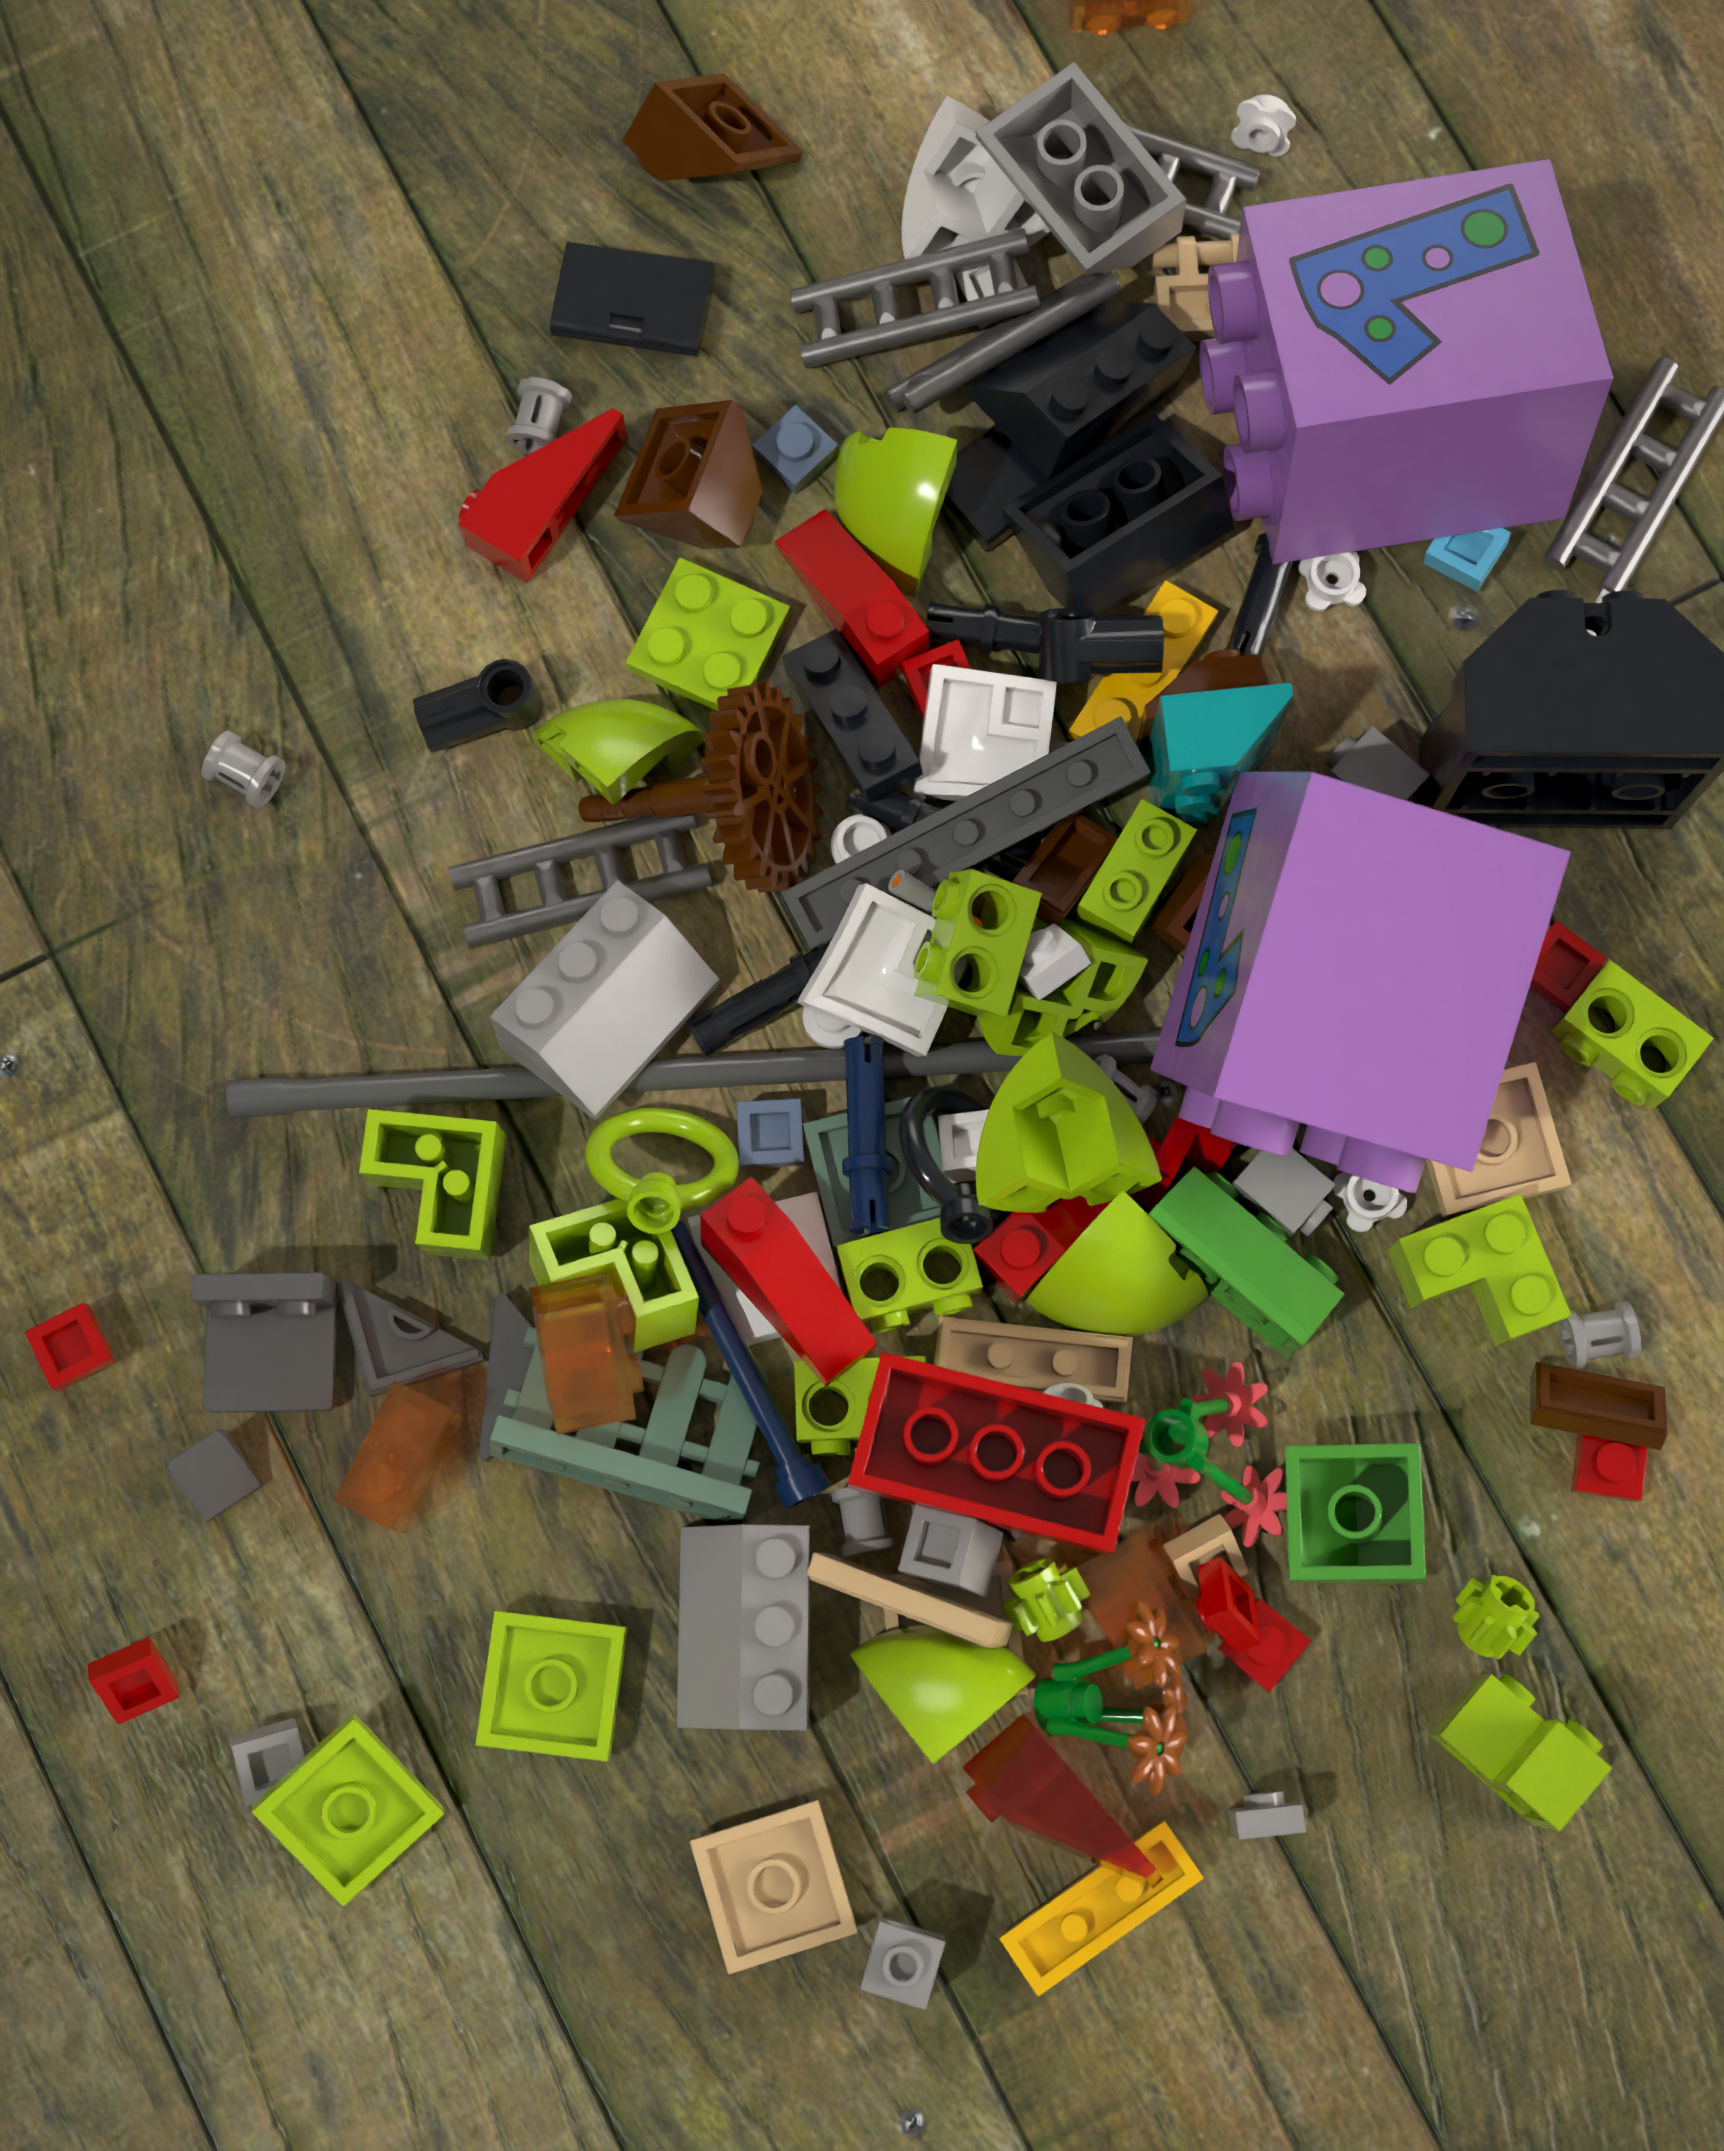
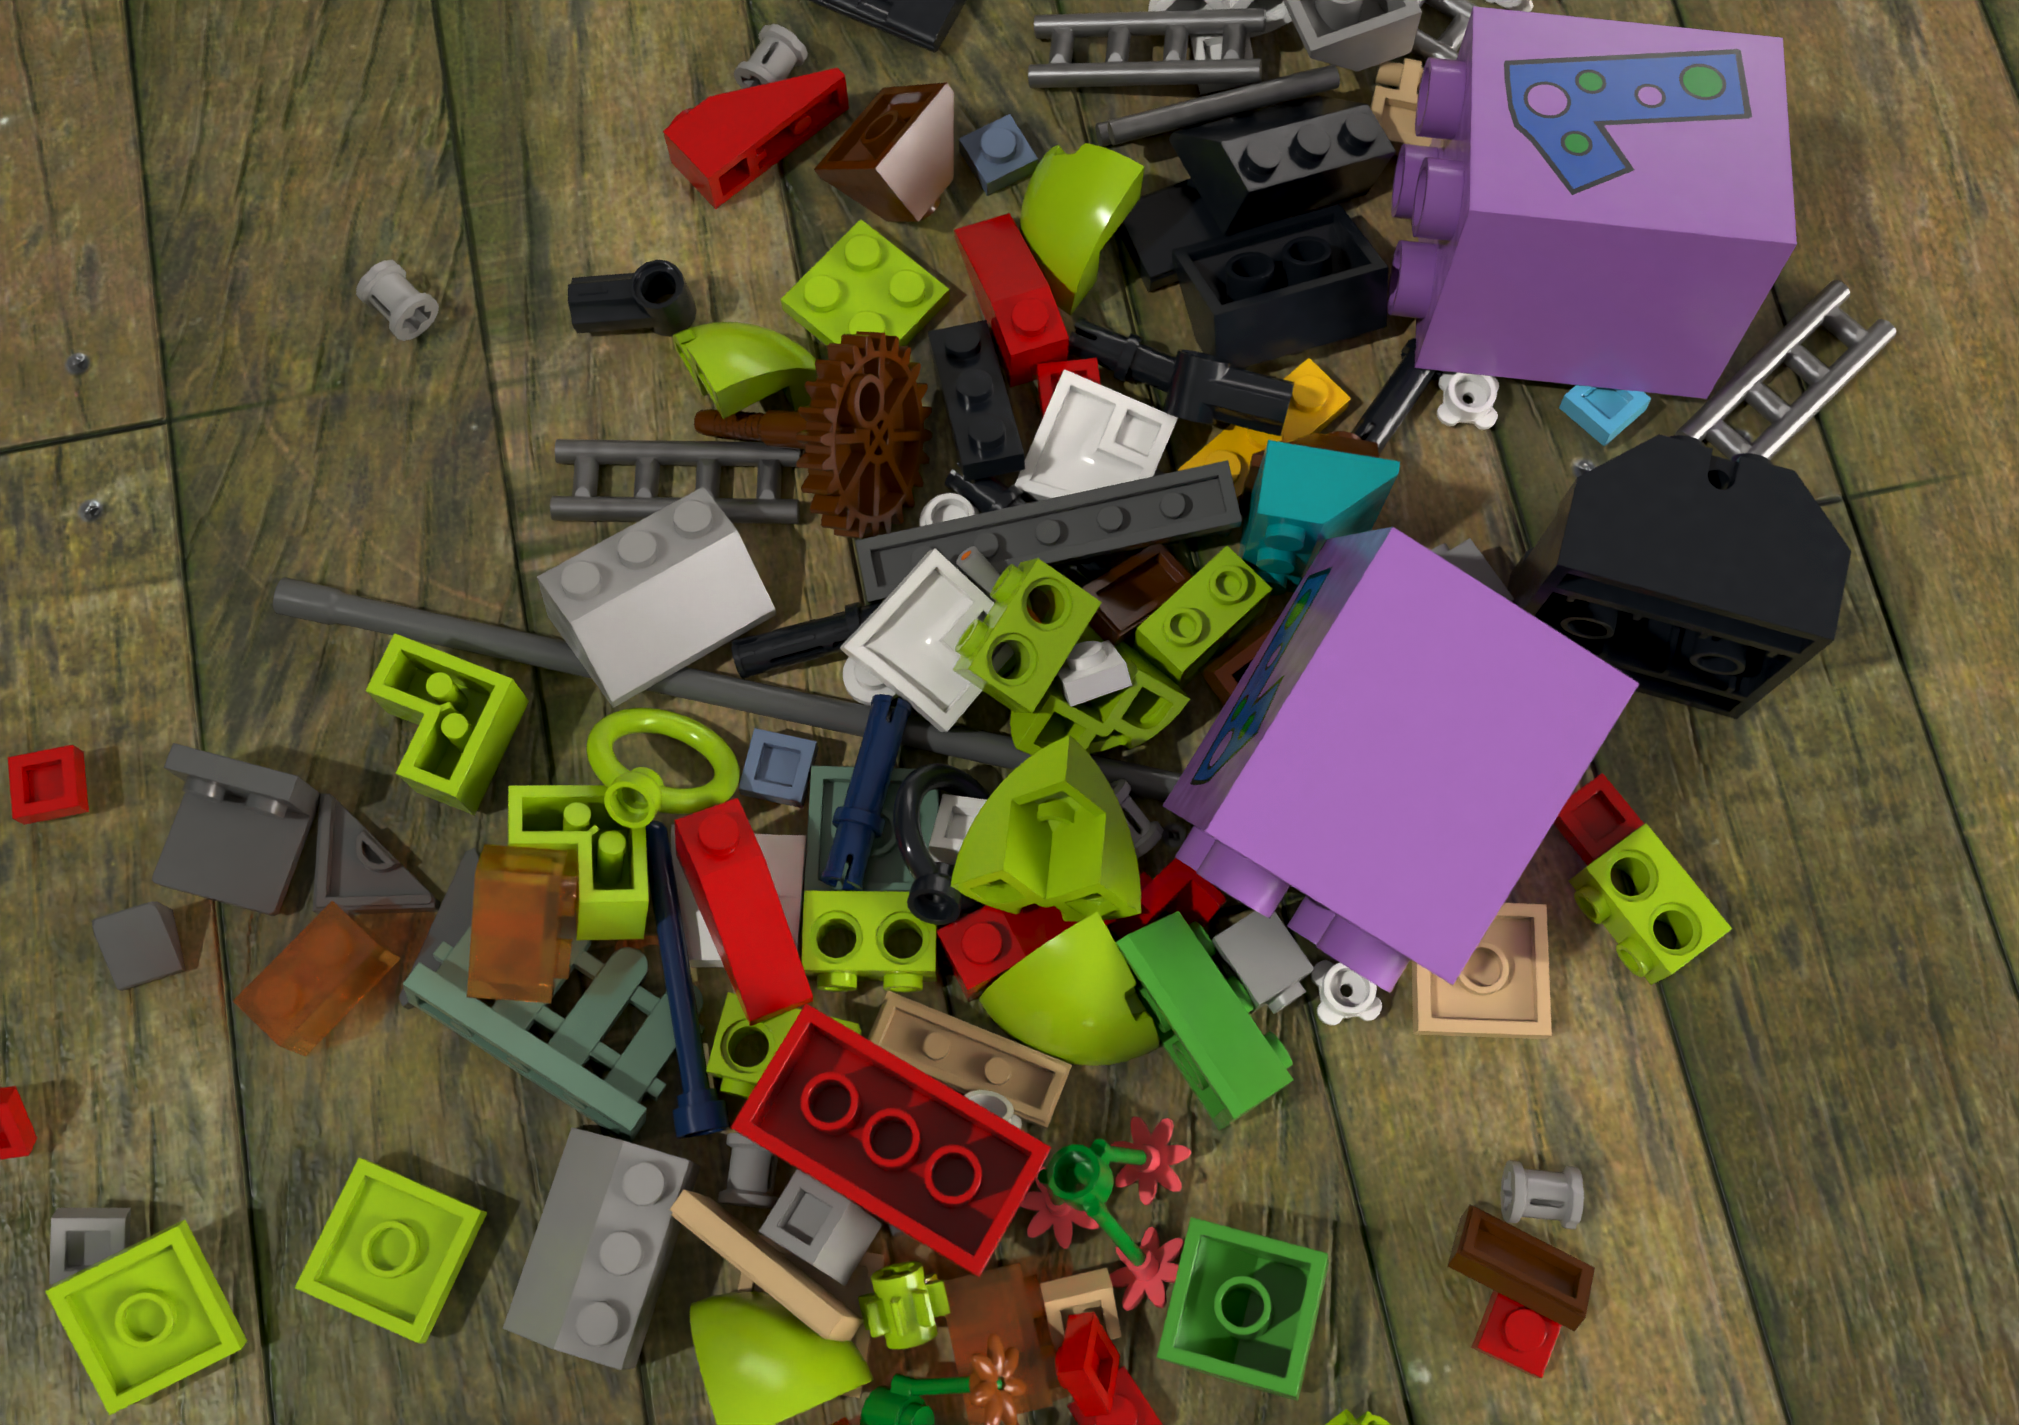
camera: 10 degrees right, 5 degrees down
(1493, 1254) = (1455, 1083): lime brick -> none

